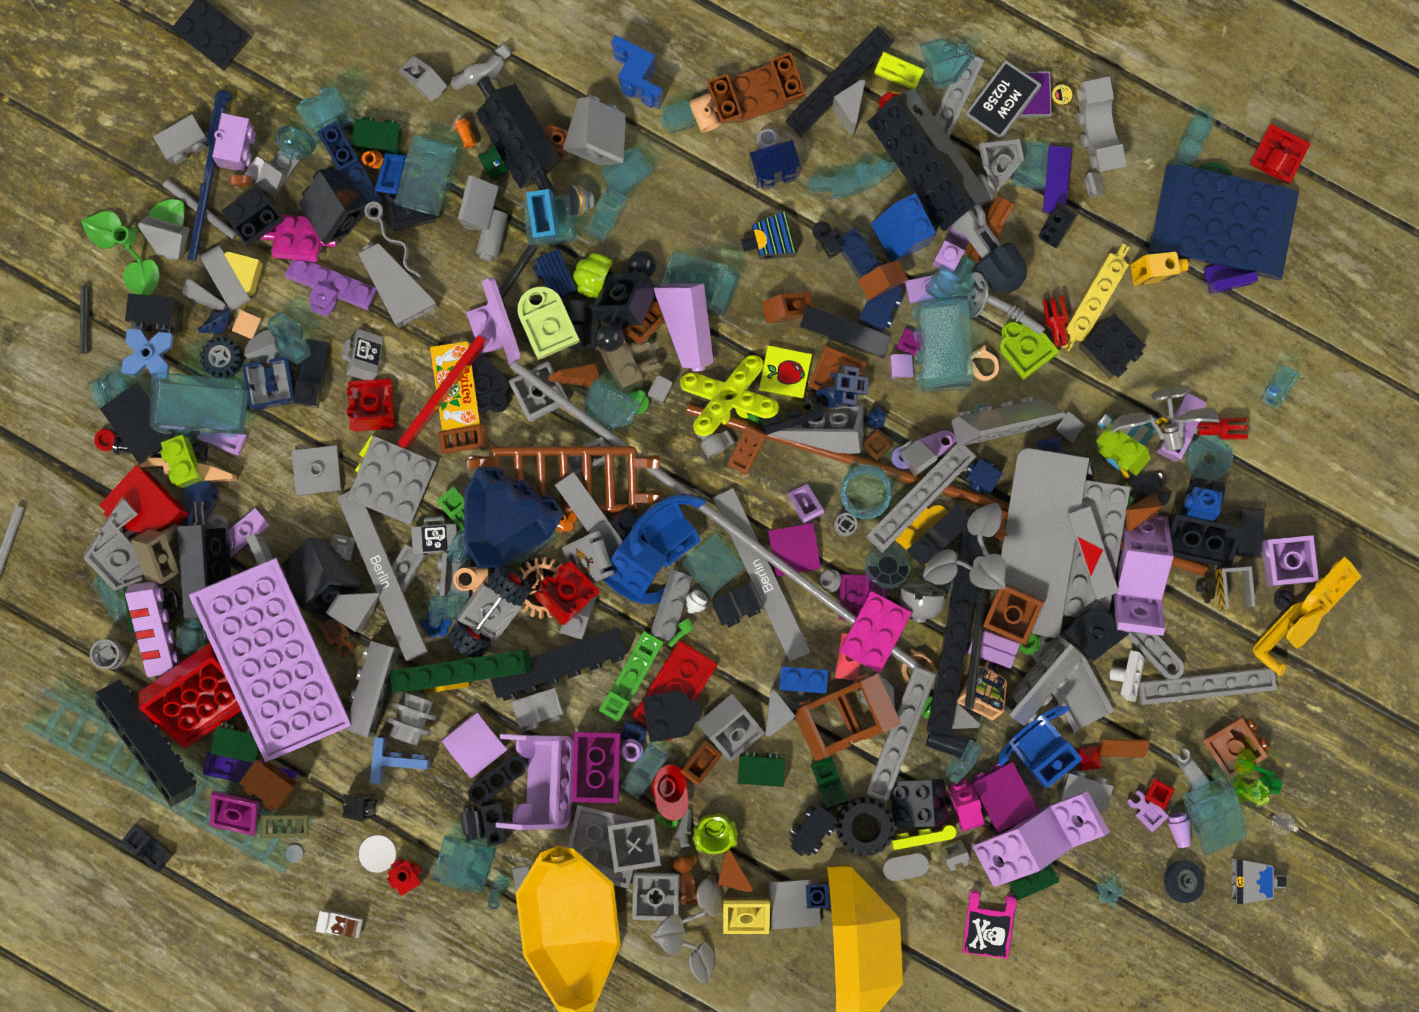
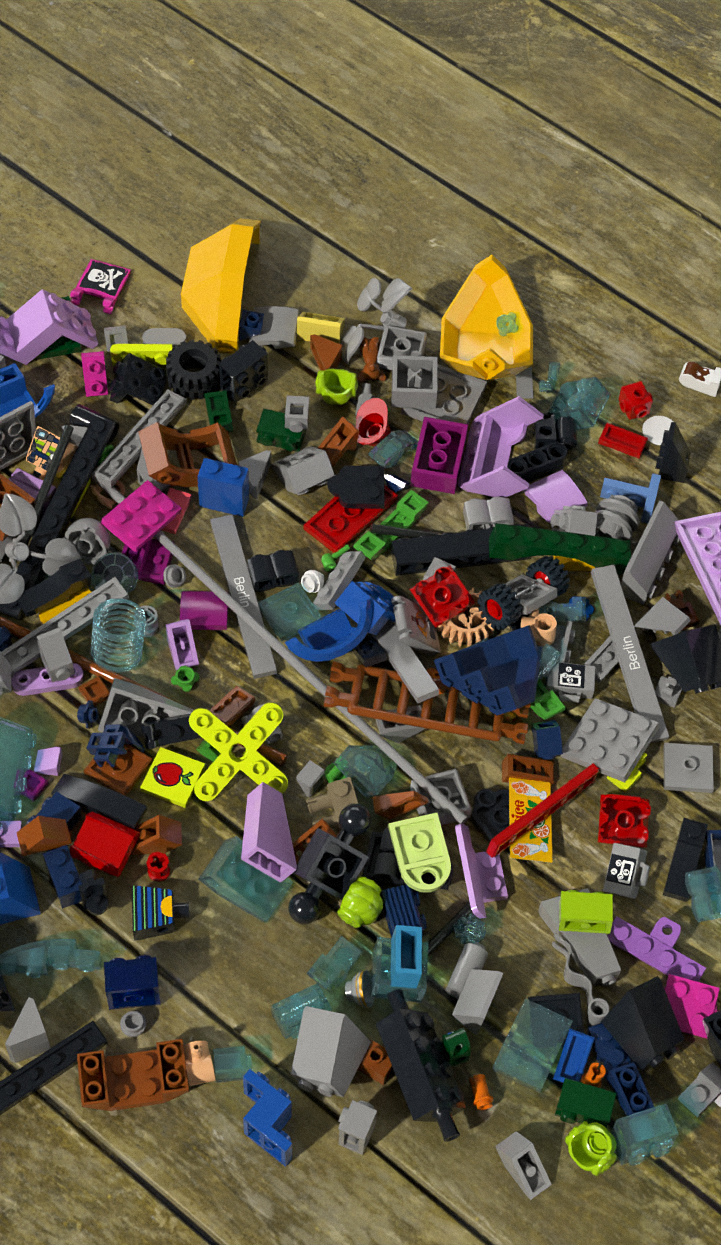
camera: 175 degrees left, 25 degrees down
(294, 143) = (686, 1123): clear light blue piece -> none
(367, 98) = (592, 1147): none -> lime hair
(393, 291) = (585, 912): none -> lime brick
(413, 831) = (623, 440): none -> red tile
(449, 468) = (547, 739): none -> dark blue brick
(450, 705) = (574, 520): none -> light grey brick
(477, 71) = (447, 1154): light grey arm -> none
(495, 268) = (470, 929): none -> clear light blue gear
(552, 946) = (501, 324): none -> clear light blue plate
(562, 78) = (357, 1126): none -> light grey brick
(617, 671) = (400, 532): none -> pearl dark grey bar
(625, 753) = (402, 467): lavender plate -> none
(750, 786) = (296, 417): none -> light grey brick
(778, 273) = (153, 871): none -> red bush
(798, 480) = (183, 672): none -> bright green plate
(829, 290) = (104, 844): none -> red slope
(961, 766) = (88, 395): clear light blue tile -> none
(1004, 796) = (58, 367): magenta brick -> none

